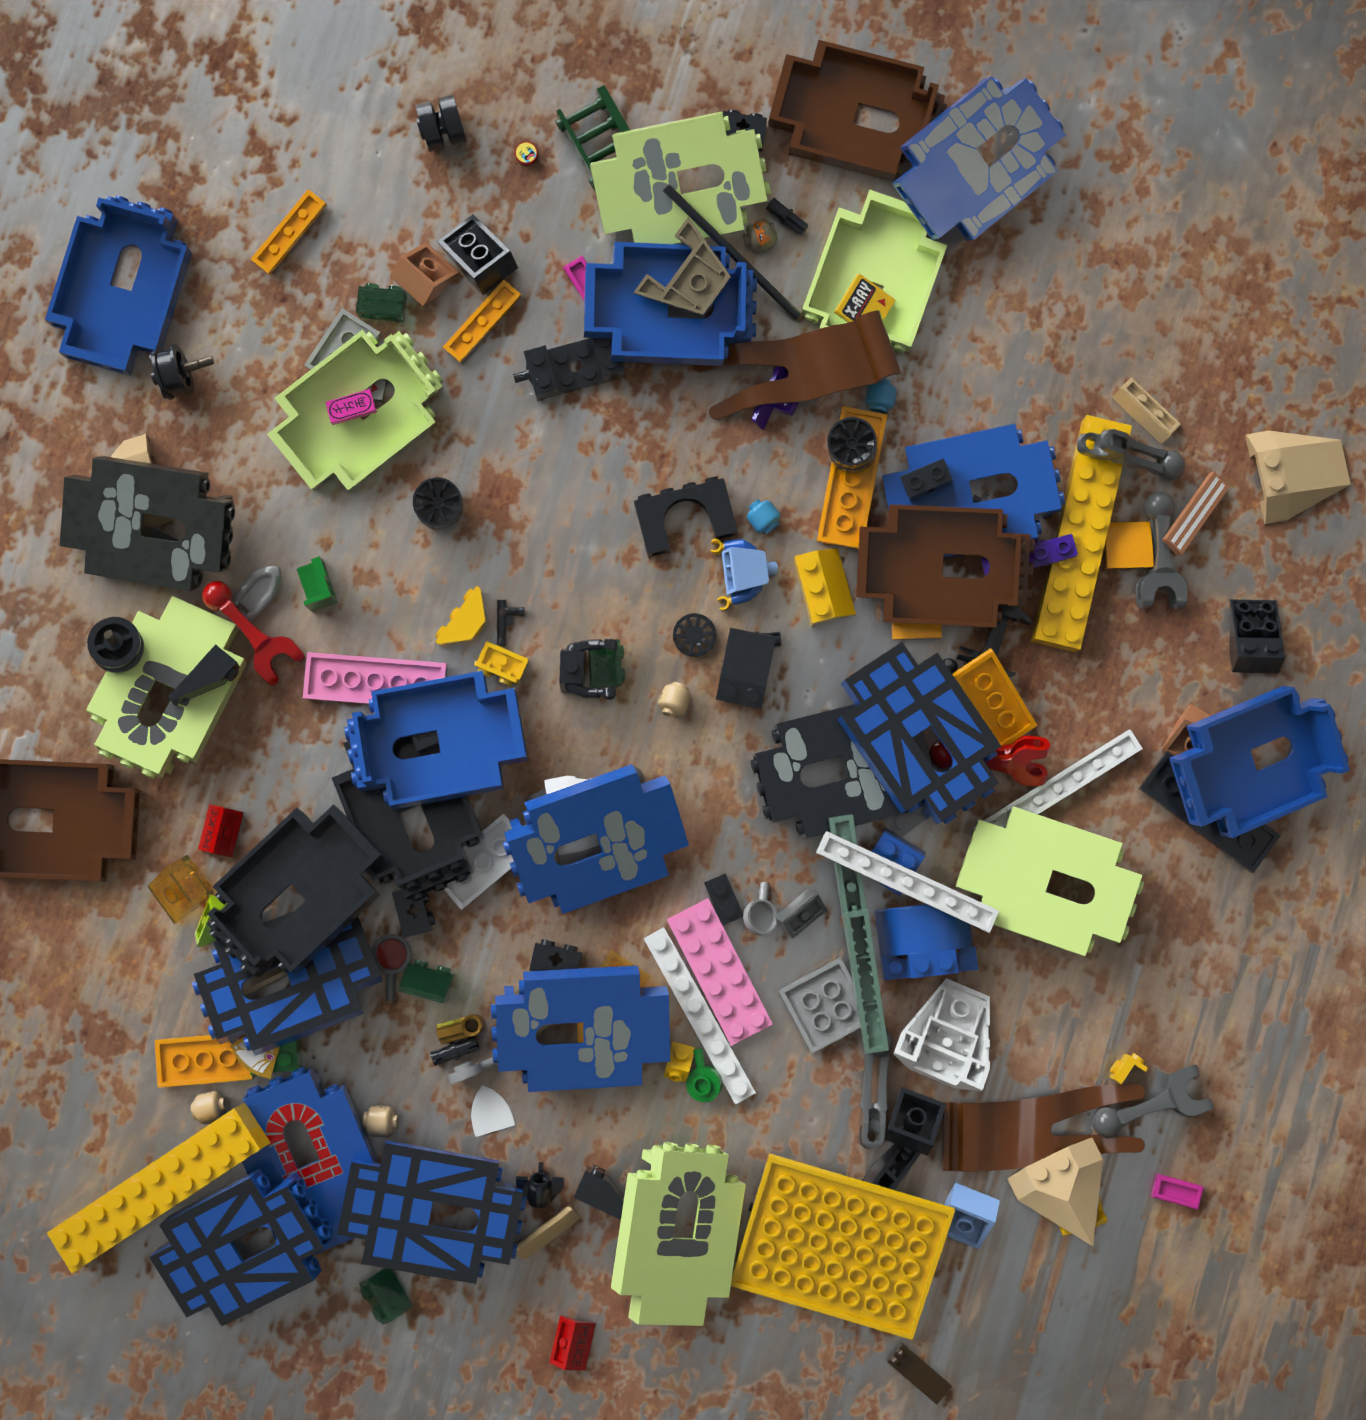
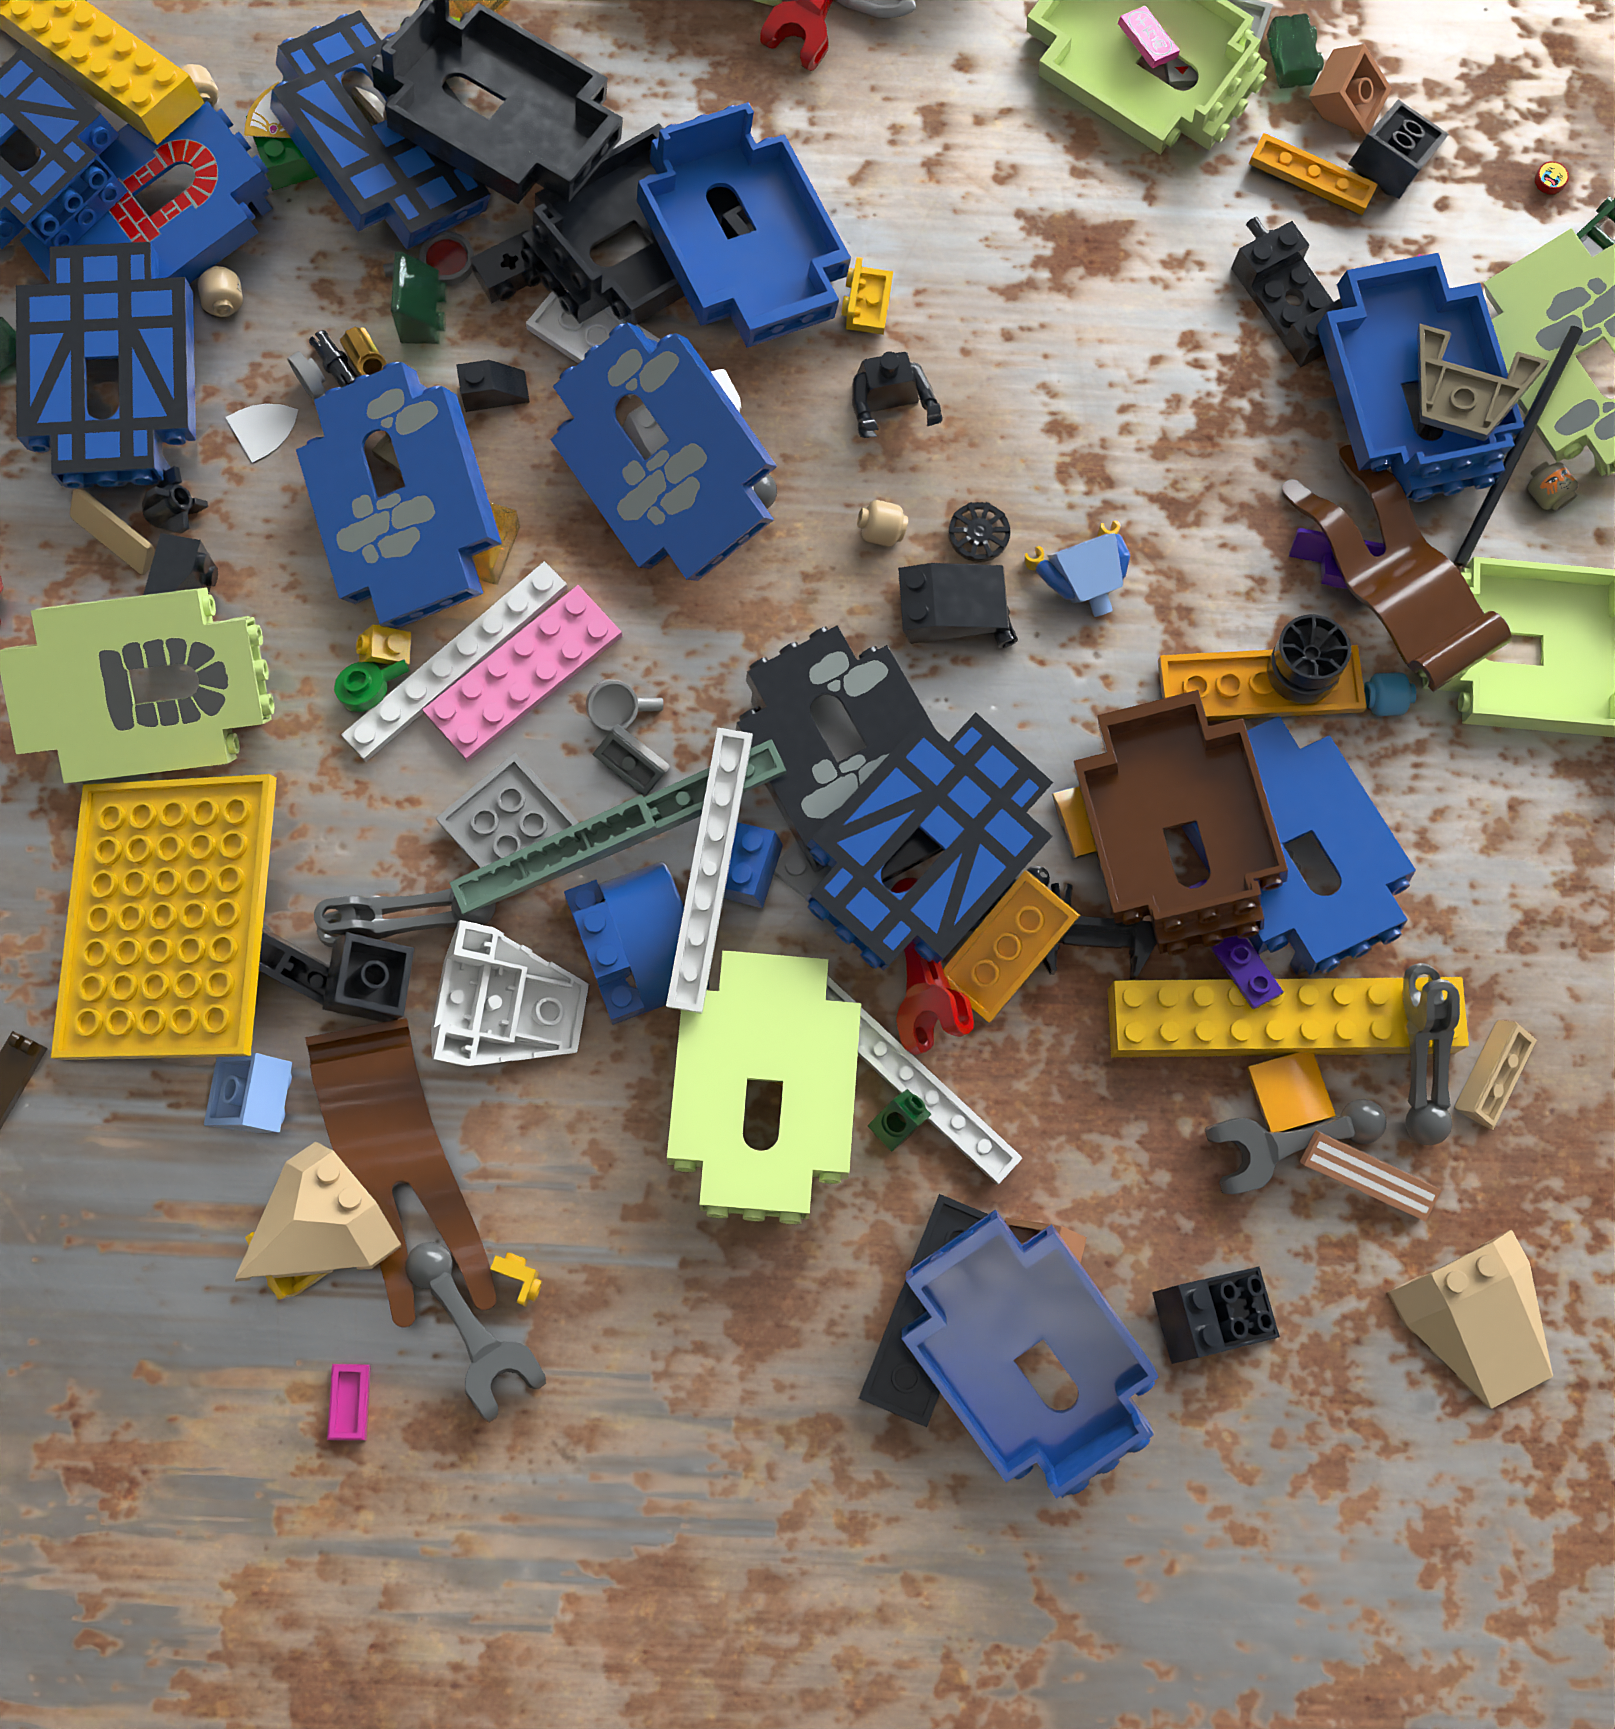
camera: 70 degrees right, 10 degrees down
(196, 1062) = (247, 55): light orange plate -> none
(220, 830) = (558, 24): red panel -> none
(316, 585) = (904, 61): green panel -> none
(354, 677) = (794, 106): bright pink plate -> none
(435, 124) = (1554, 58): black wheel -> none
(438, 503) = (1056, 168): black wheel -> none
(465, 621) = (912, 243): yellow slope -> none
(502, 943) = (491, 385): none -> black slope
(506, 619) = (929, 294): black hose -> none
(546, 949) = (492, 439): black brick -> none
(606, 667) = (903, 426): clear green bracket -> none
(709, 495) = (1133, 438): black arch -> none
(723, 899) = (625, 653): black plate -> none
(763, 516) = (1170, 579): dark azure head -> none
(787, 216) = (1591, 515): black axle -> none
(824, 586) = (1098, 680): yellow slope -> none
(863, 298) = (1527, 631): tile -> none
(926, 480) = (1293, 767): black brick -> none
(1088, 800) = (888, 1125): none -> dark green brick

